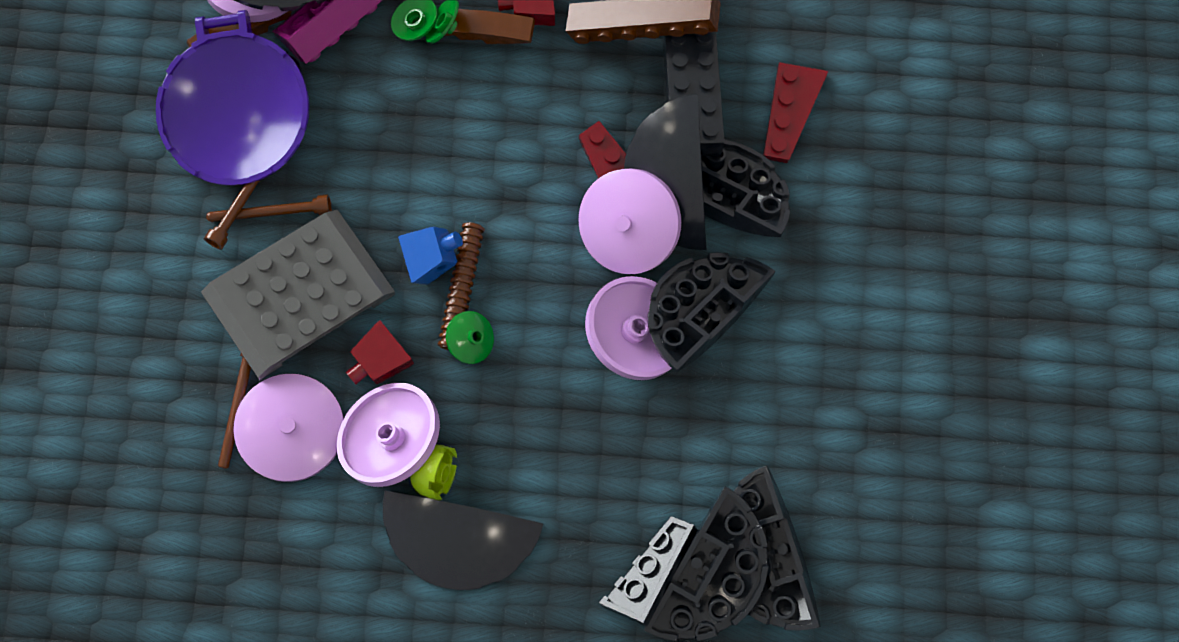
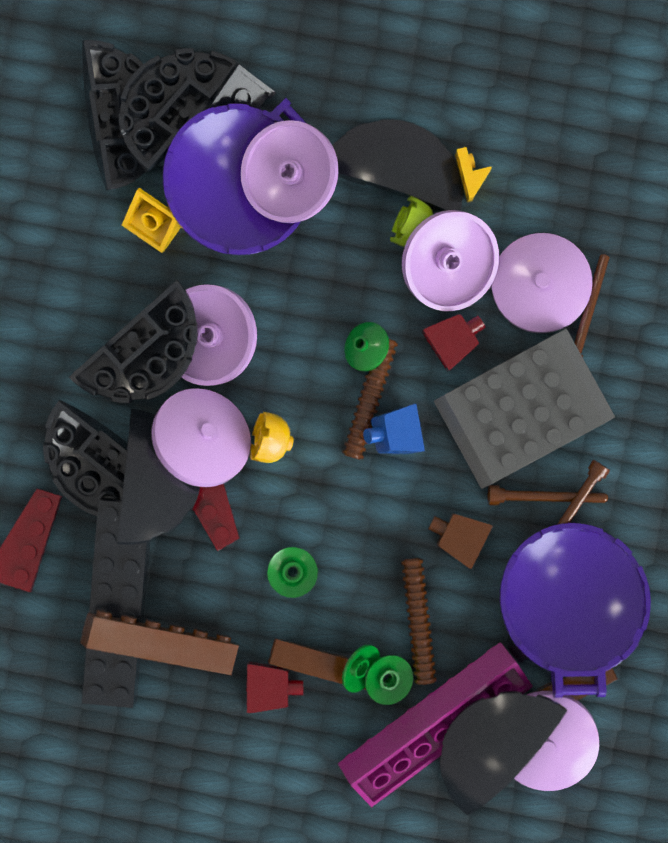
camera: 165 degrees left, 10 degrees up
(353, 159) = (461, 537): none -> reddish brown torso
(373, 529) = (470, 179): none -> yellow slope
(390, 77) = (419, 621): none -> reddish brown piece
(518, 97) = (283, 582): none -> green dish
(558, 230) = (271, 438): none -> yellow cylinder
(572, 508) = (289, 171): none -> lavender dish
(626, 498) = (206, 184): none -> dark purple dish
(713, 444) = (151, 221): none -> yellow slope

